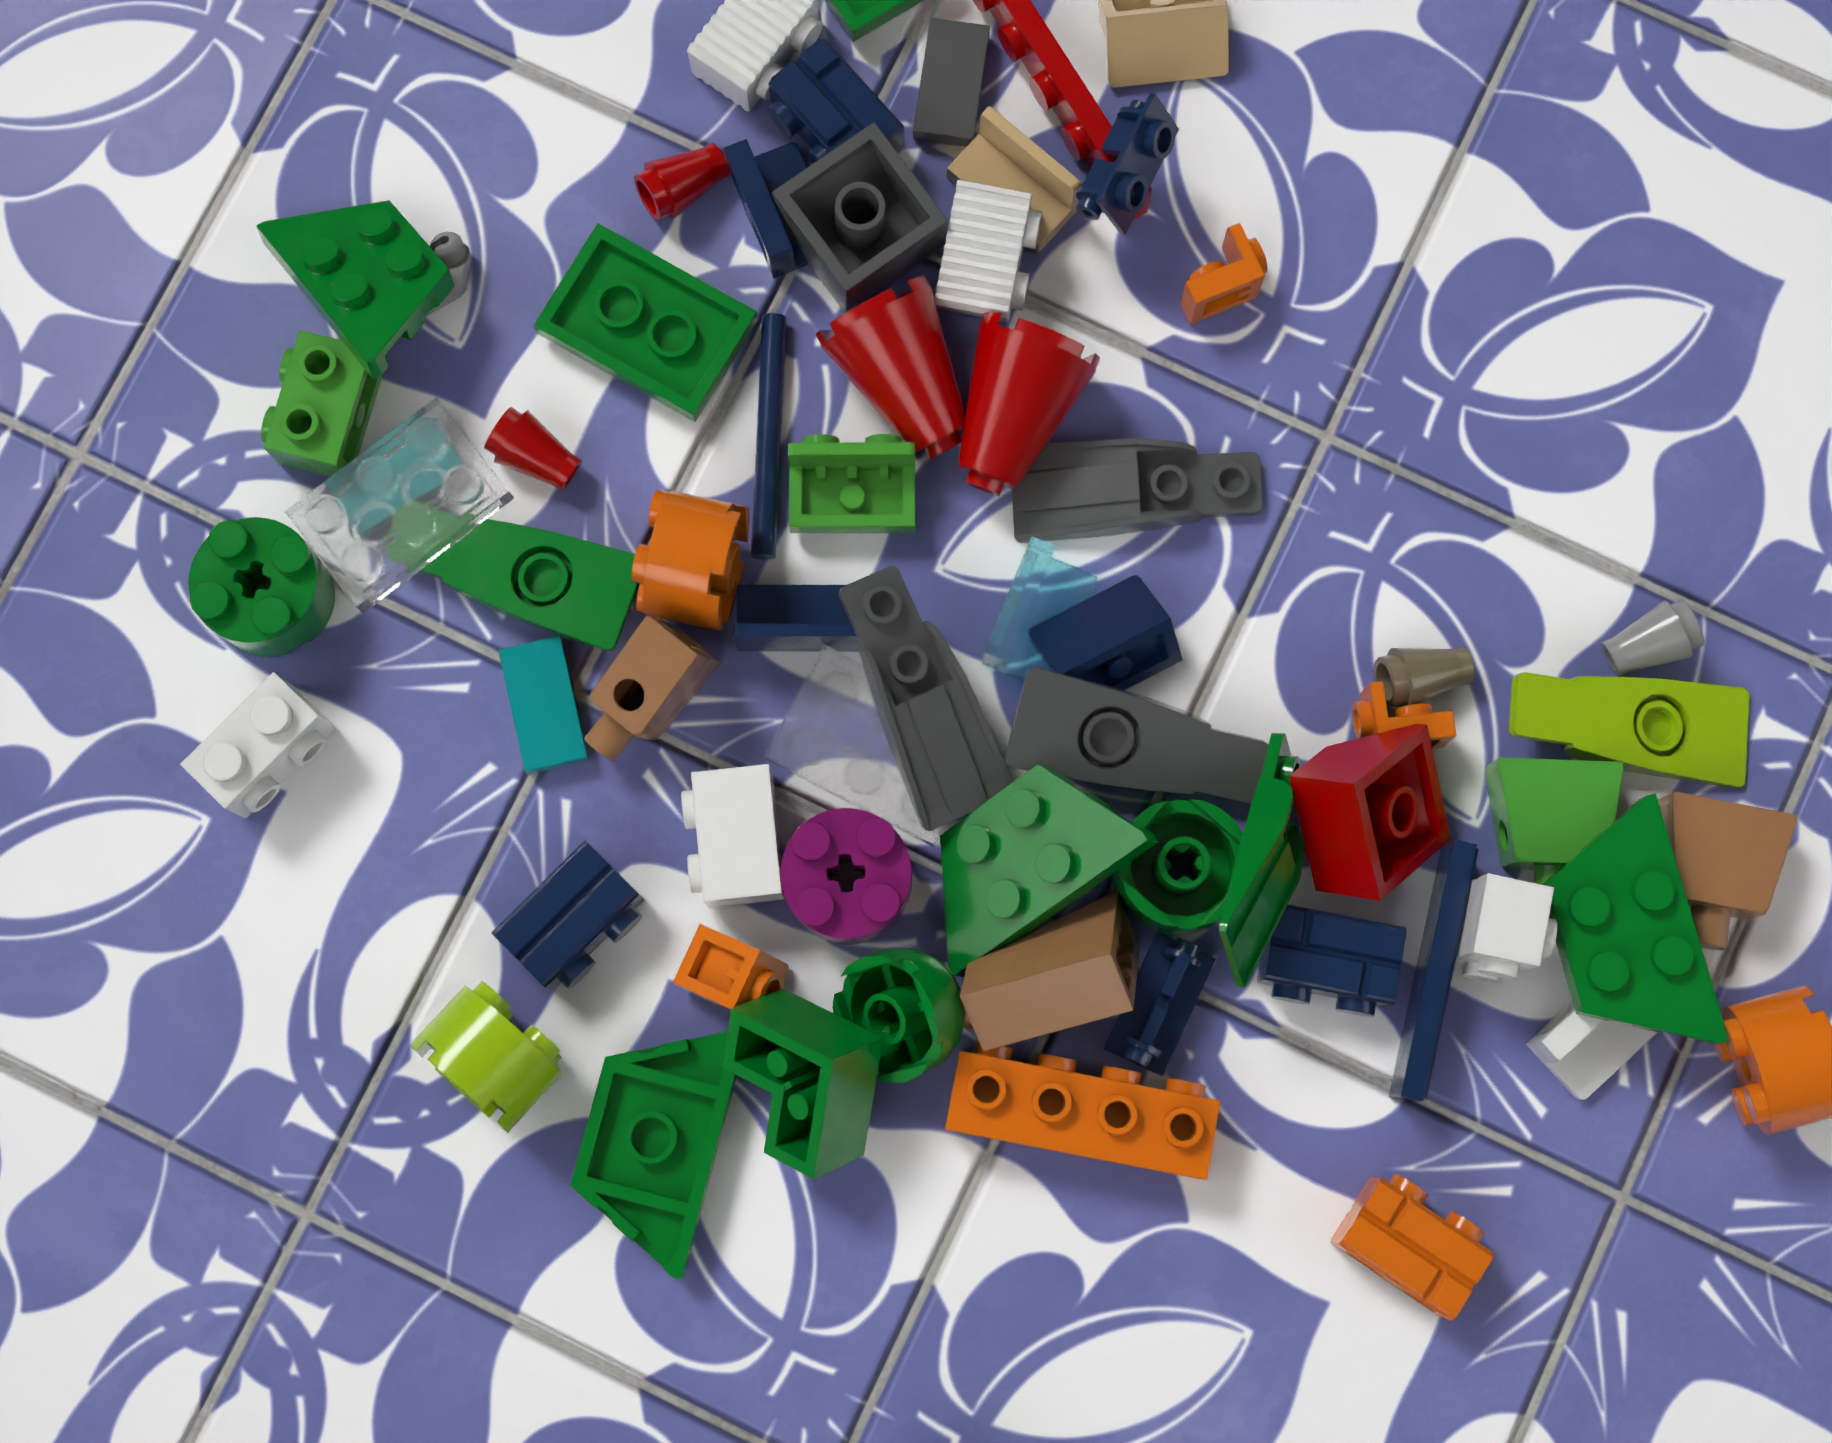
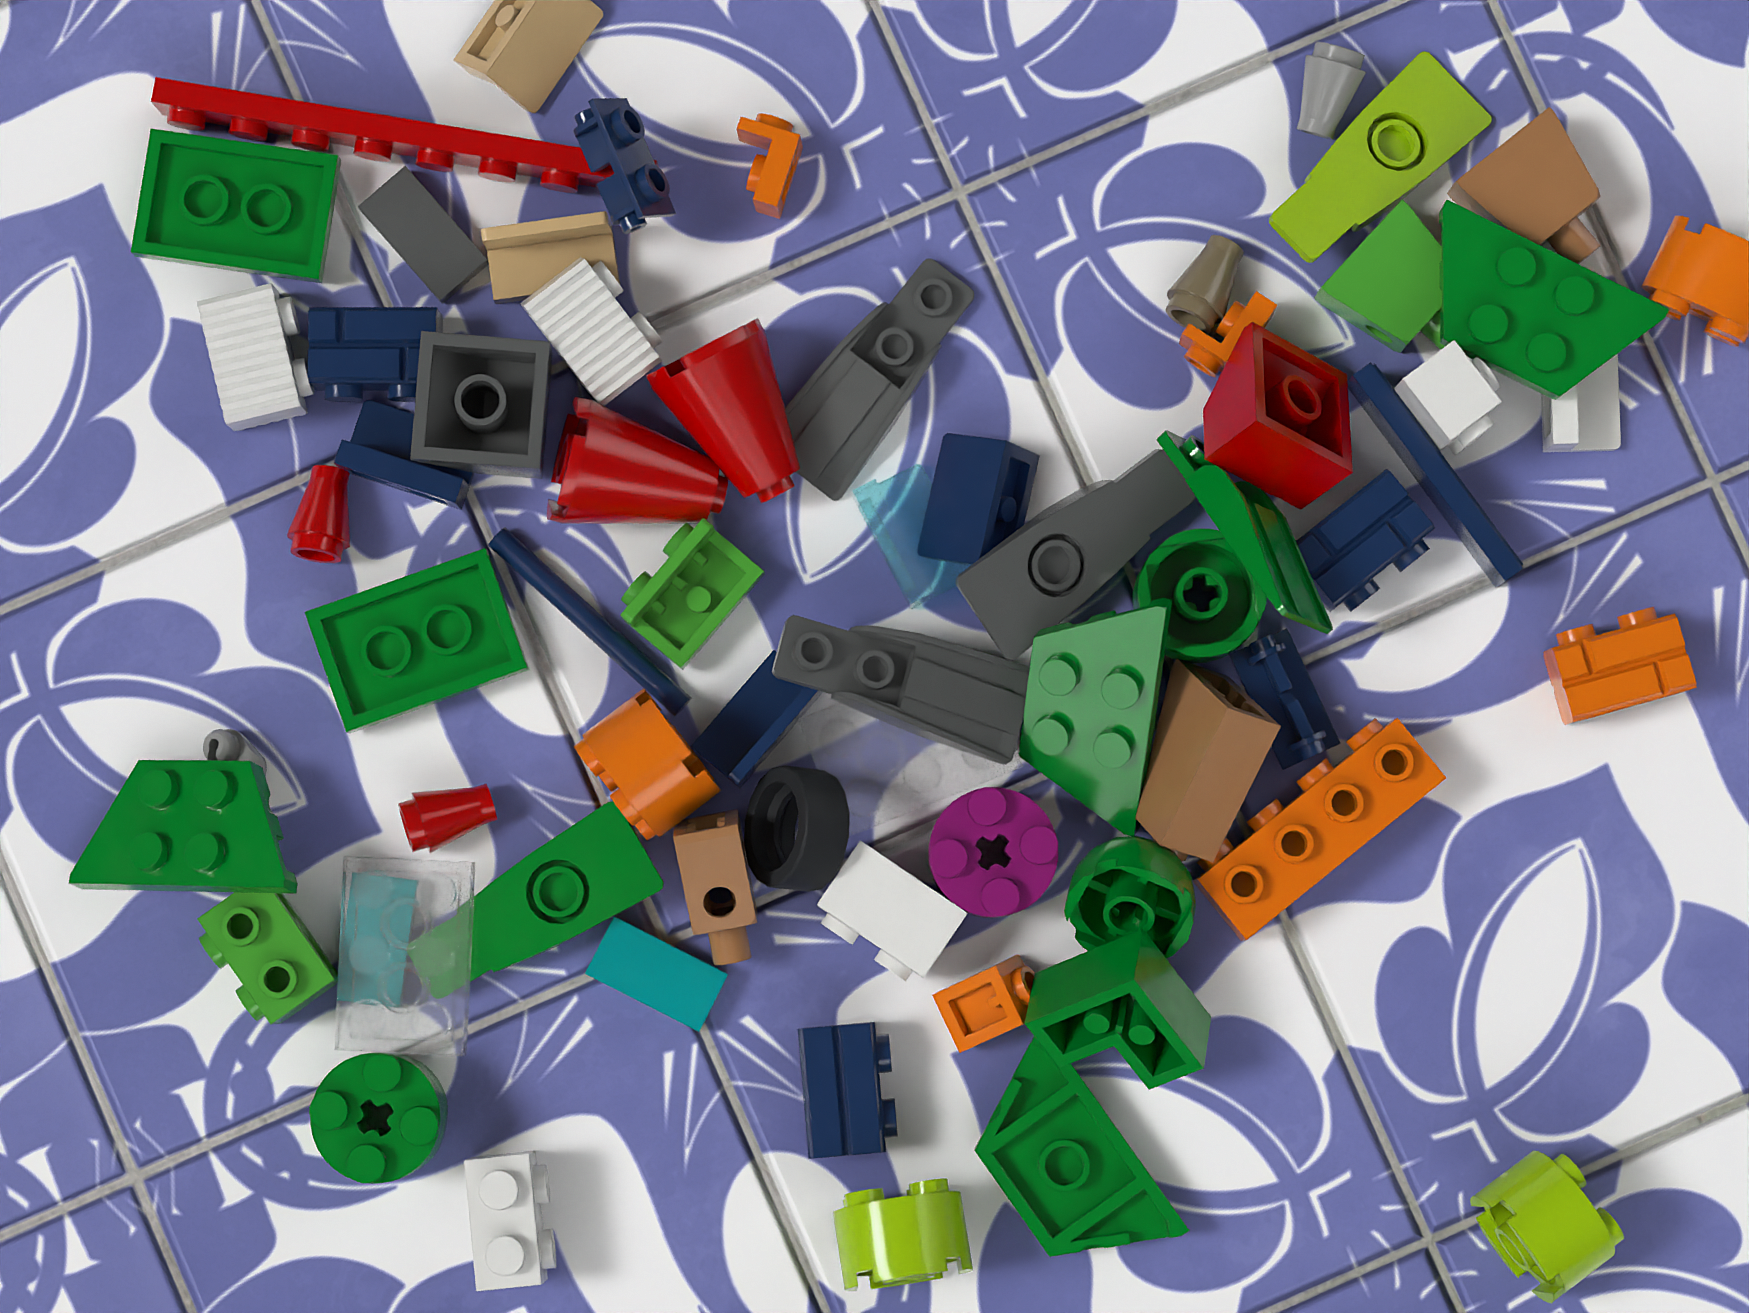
camera: 50 degrees left, 5 degrees up
(738, 710) = (821, 834): none -> black tyre

